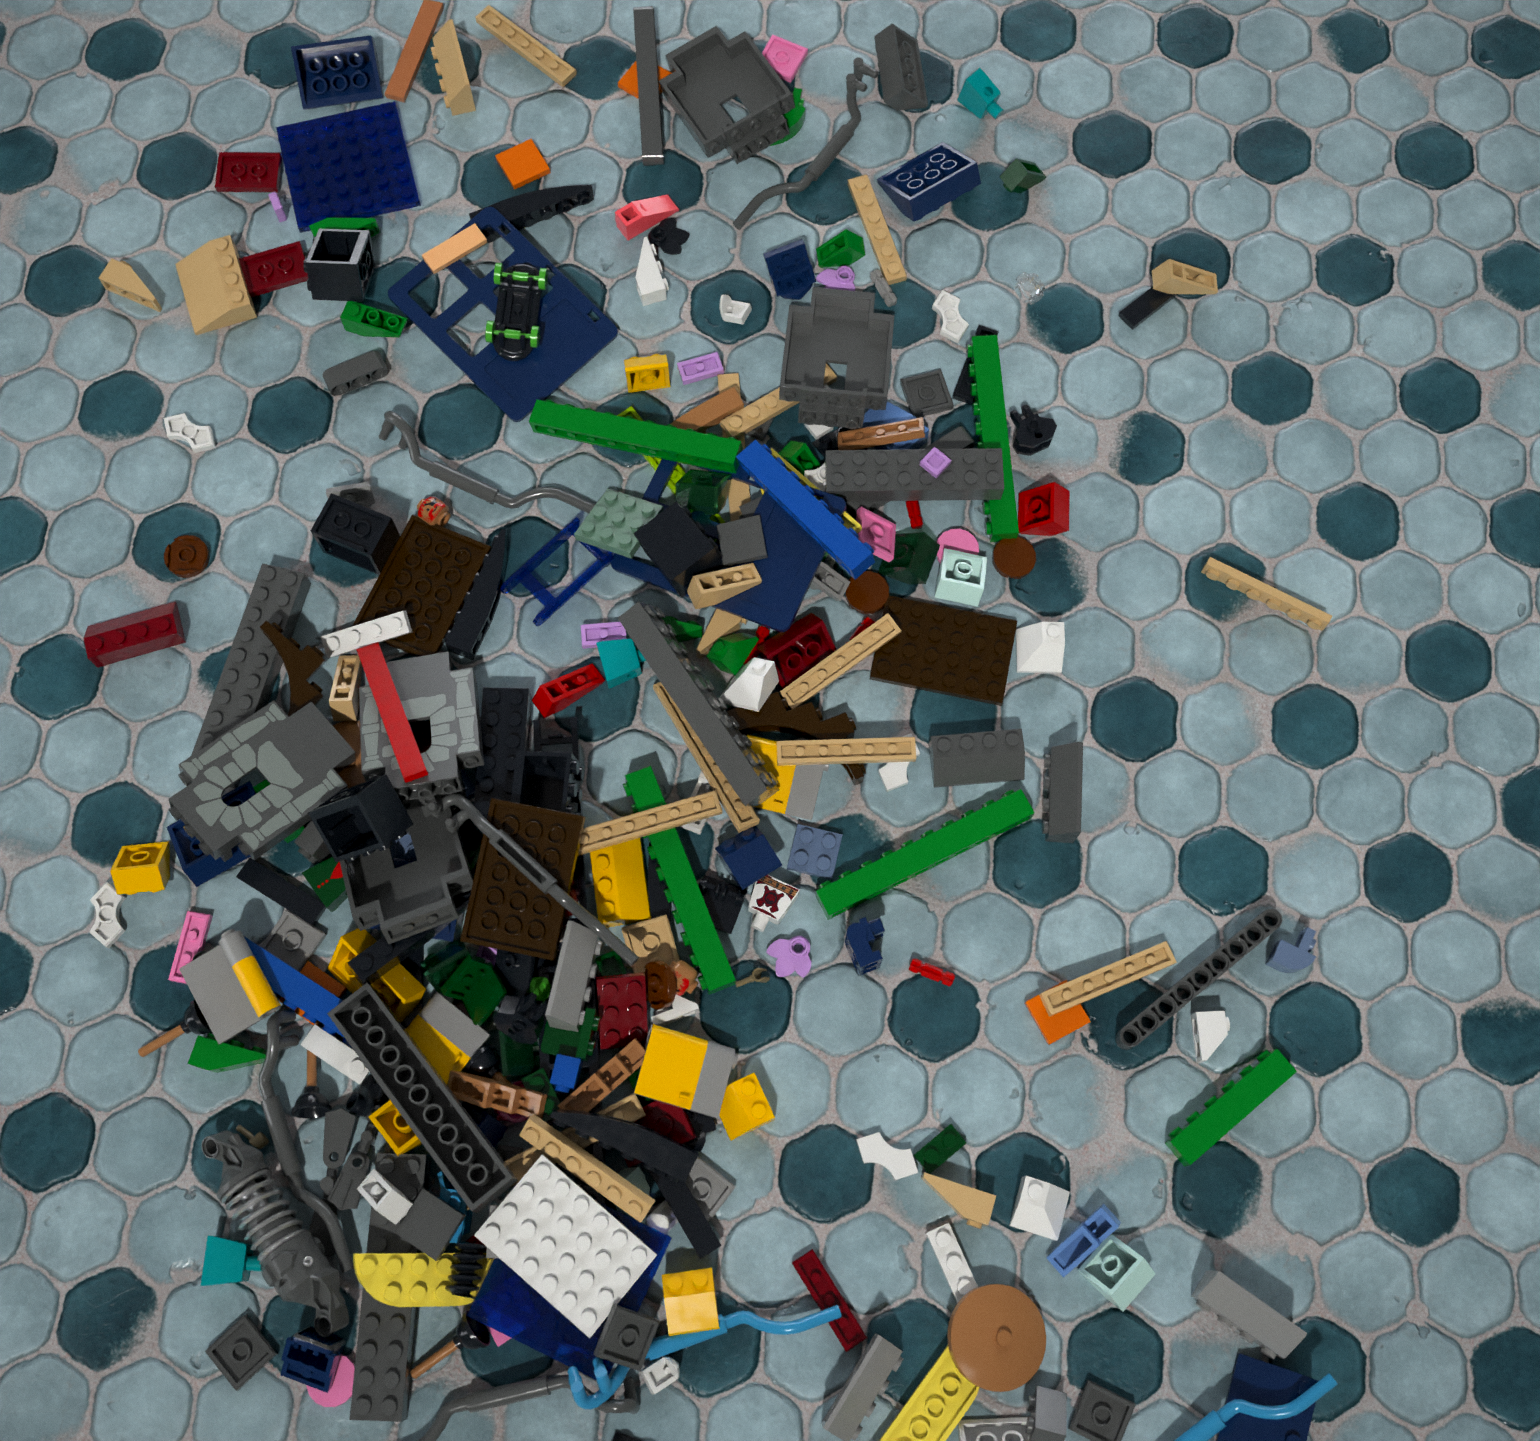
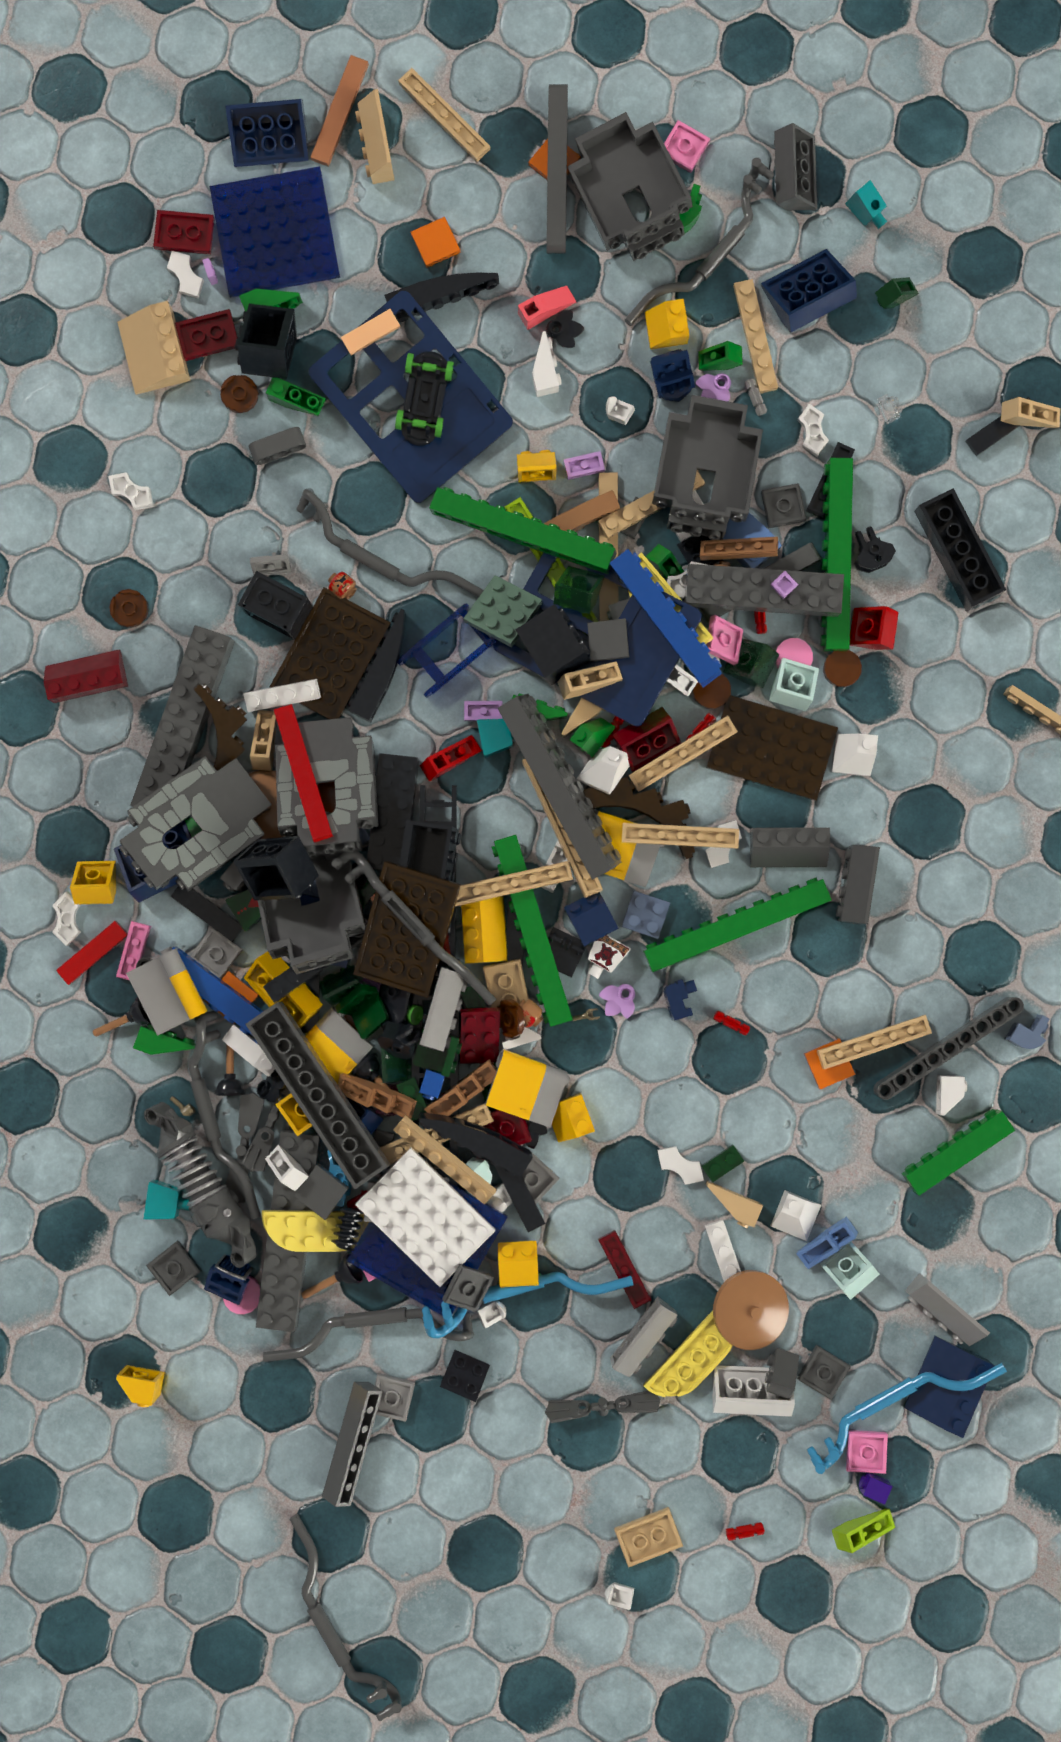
camera: 10 degrees right, 15 degrees up
(122, 280) = (70, 336): tan slope -> none
(138, 953) = (92, 952): none -> red tile
(246, 206) = (190, 283): none -> white tile
(311, 325) = (239, 393): none -> reddish brown tile
(779, 223) = (667, 324): none -> yellow slope
(1128, 421) = (959, 549): none -> black brick

